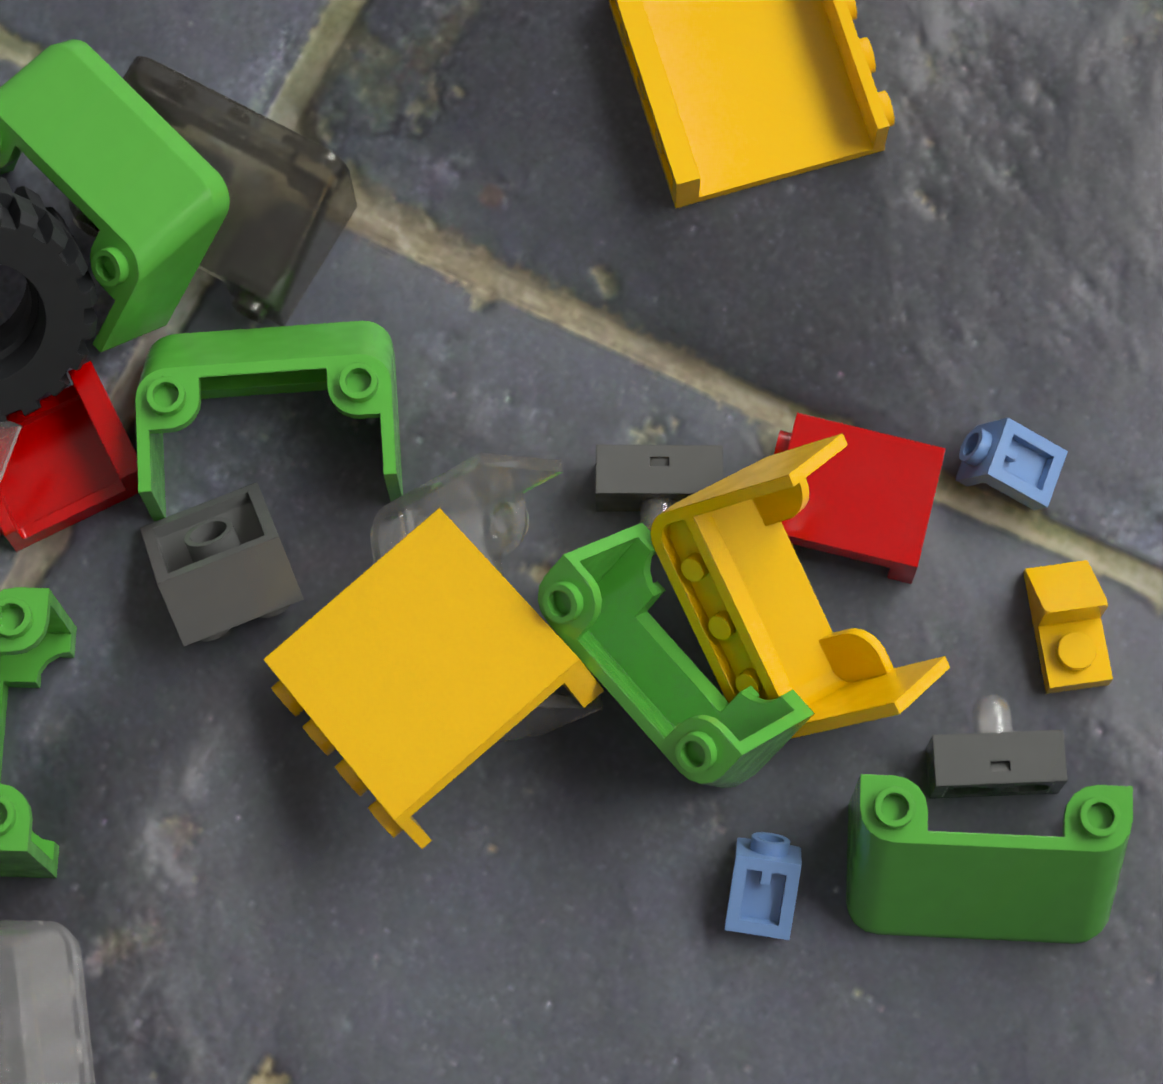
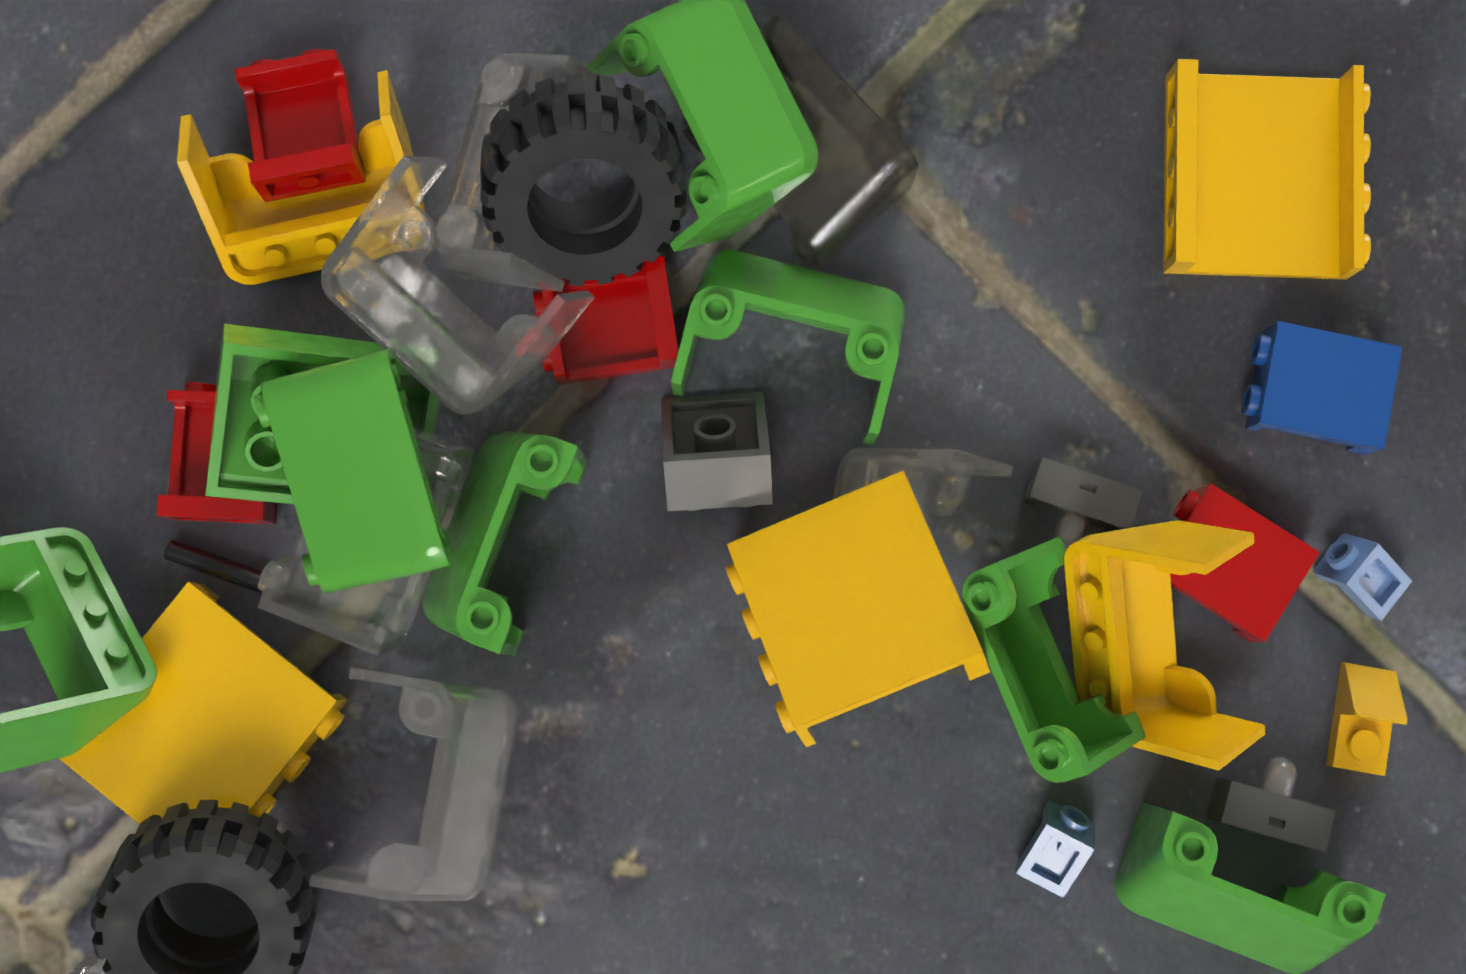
camera: 15 degrees right, 10 degrees up
(890, 269) = (1322, 386): none -> blue panel

